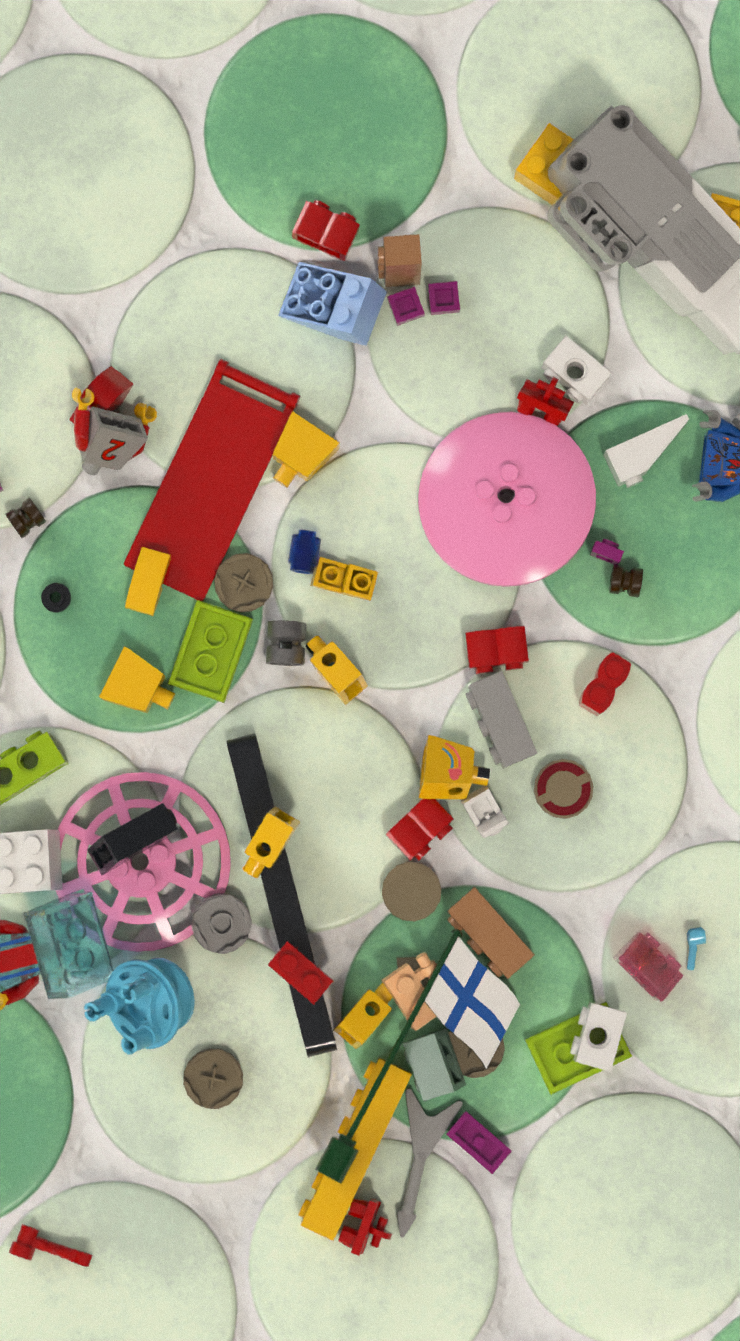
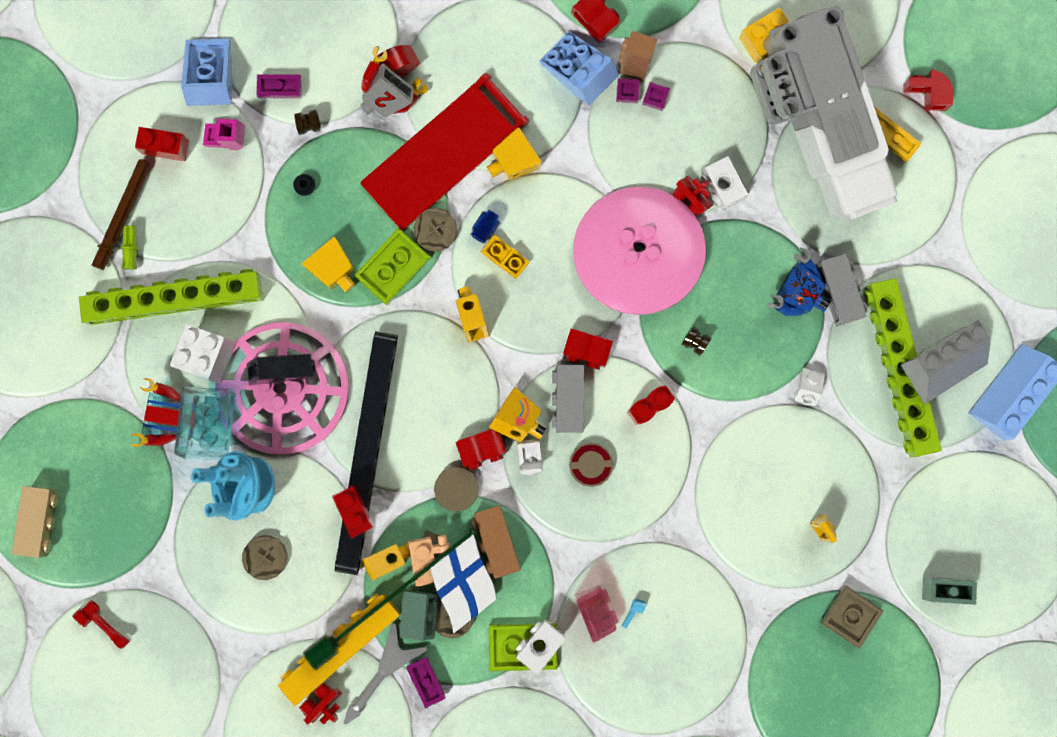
camera: 20 degrees right, 0 degrees up
(147, 581) = (370, 199): yellow slope -> none
(221, 923) = (317, 454): light grey tile -> none
(274, 830) = (378, 405): yellow torso -> none
(286, 632) = (448, 275): flat silver wheel -> none
(607, 551) = (692, 315): magenta plate -> none
(636, 456) = (742, 258): white slope -> none

